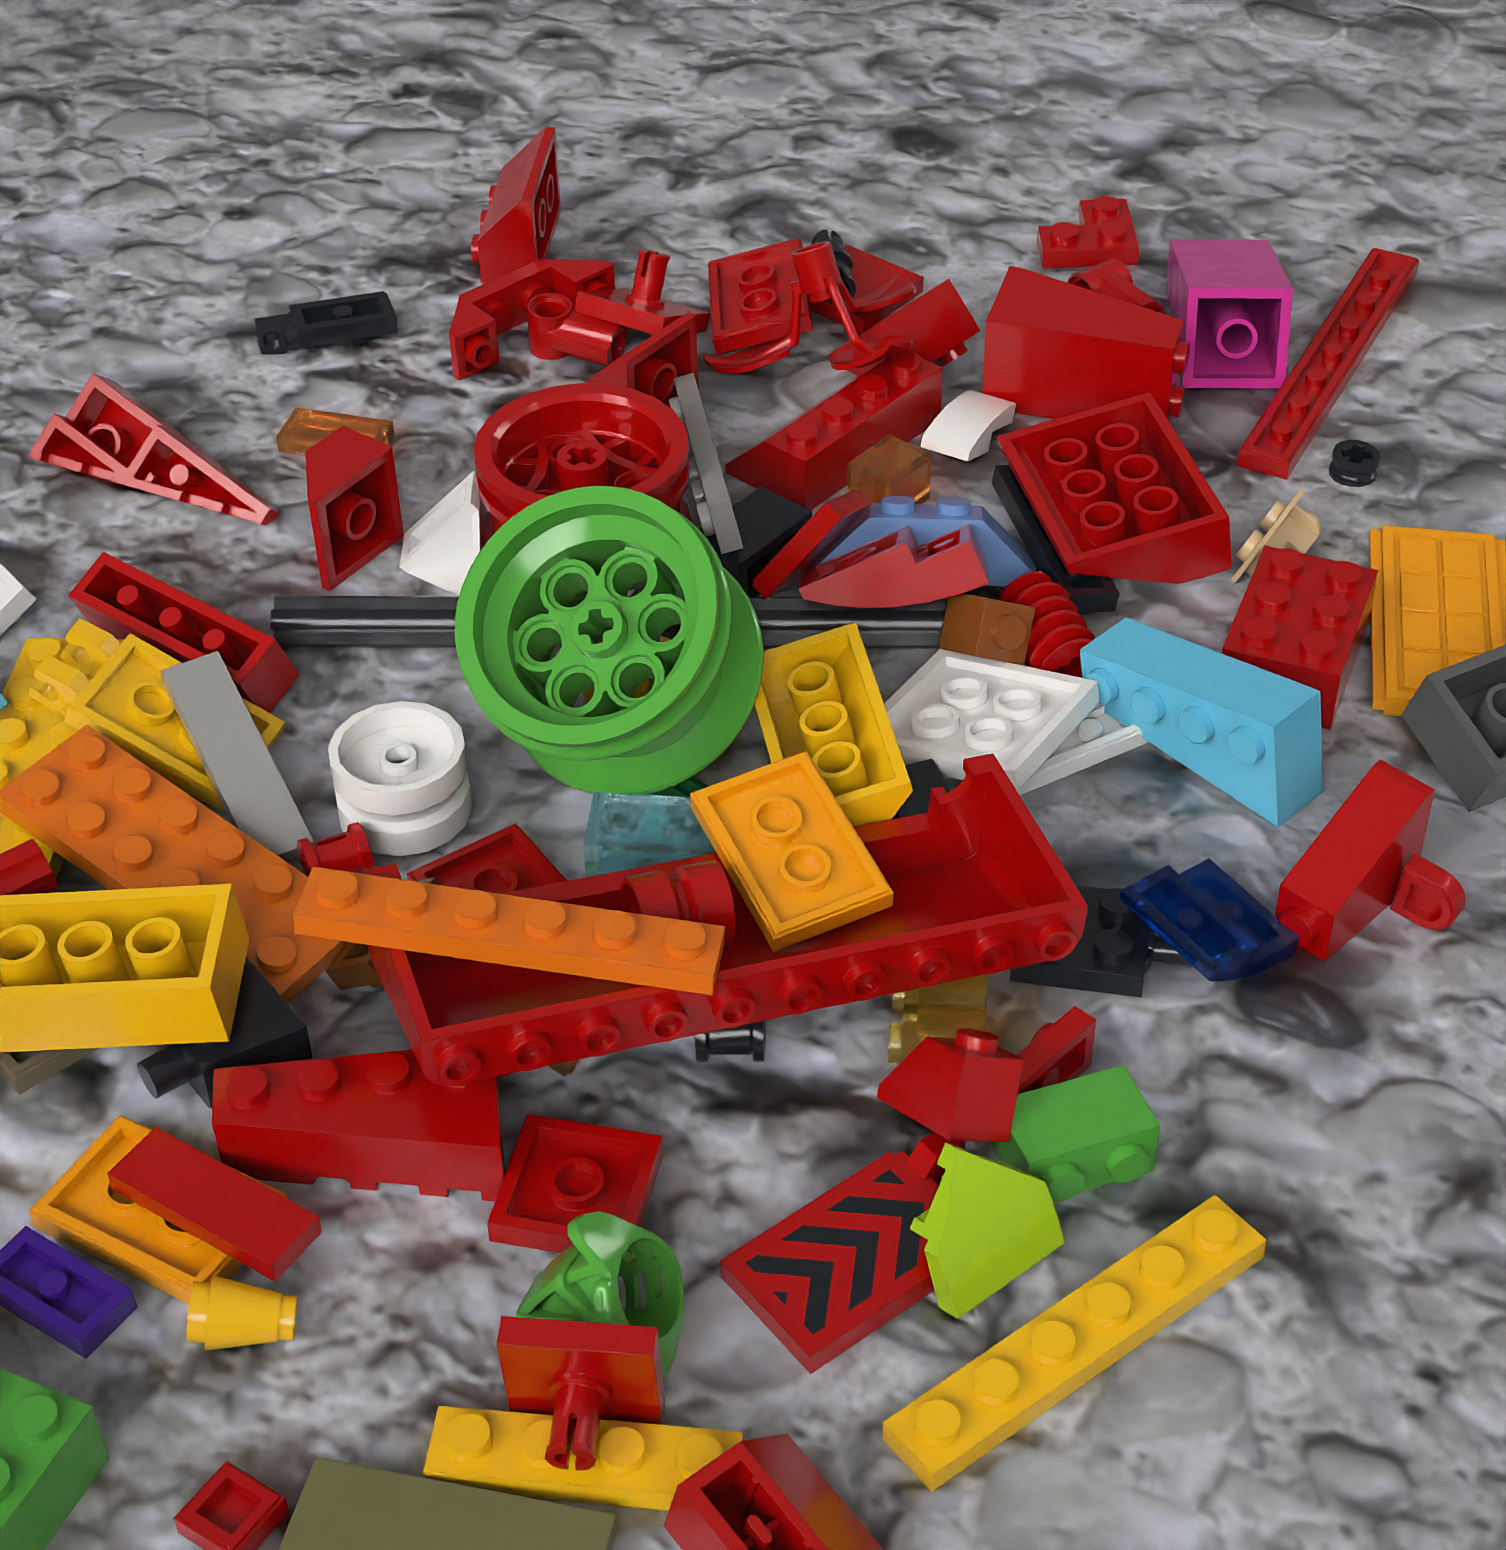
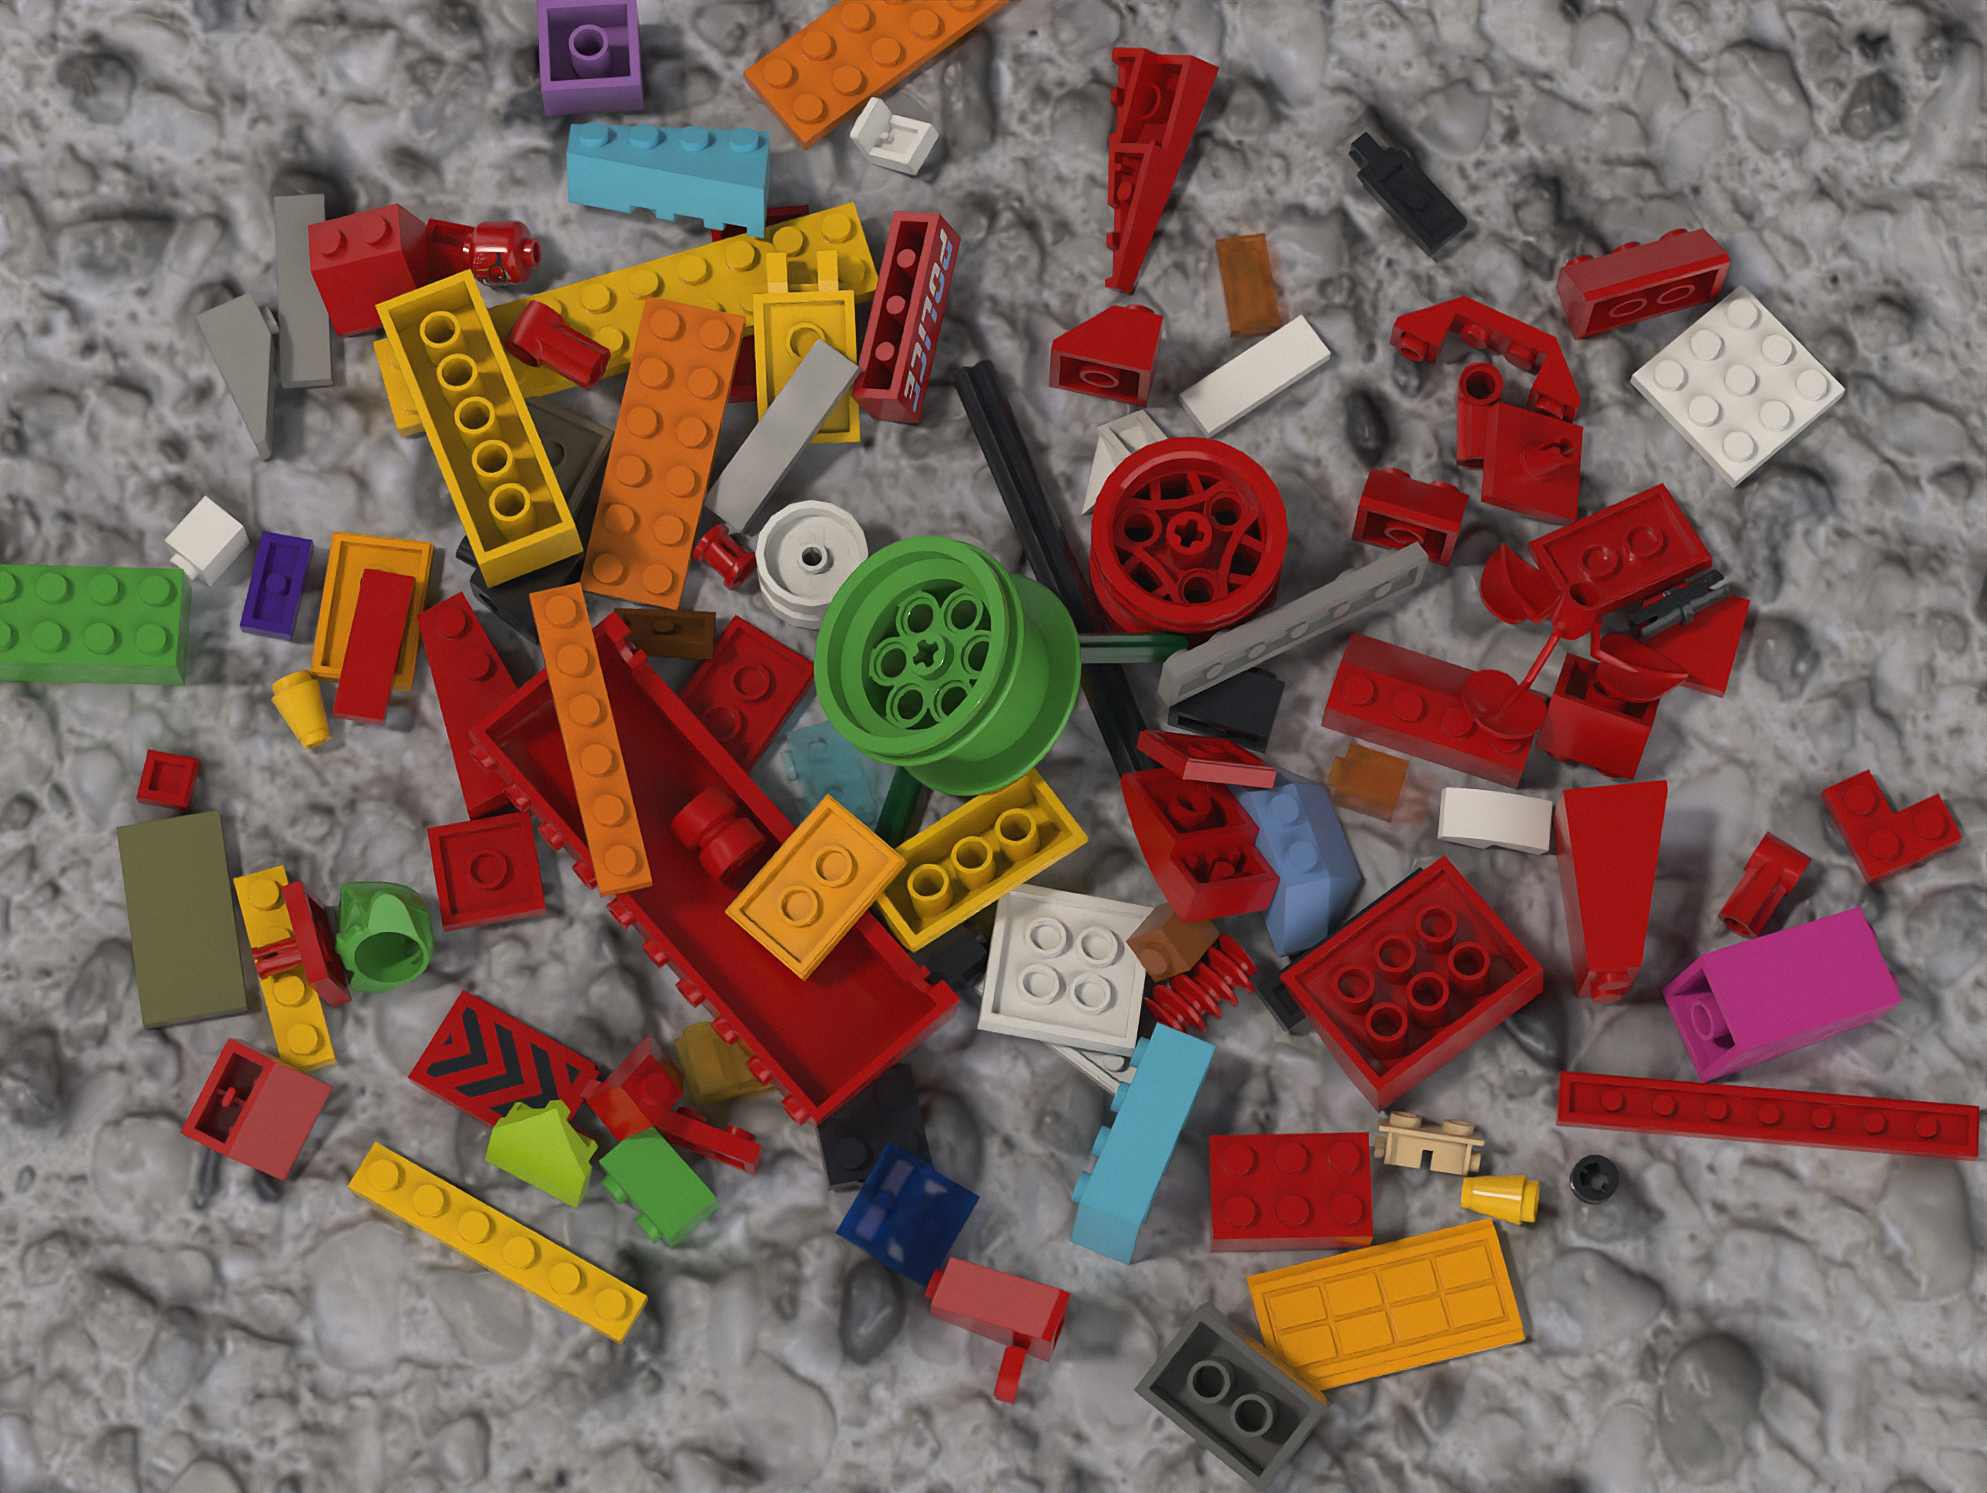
camera: 65 degrees right, 30 degrees up
(427, 452) = (1254, 376): none -> white tile
(647, 208) = (1737, 385): none -> white plate
(1355, 510) = (1502, 1196): none -> yellow cone

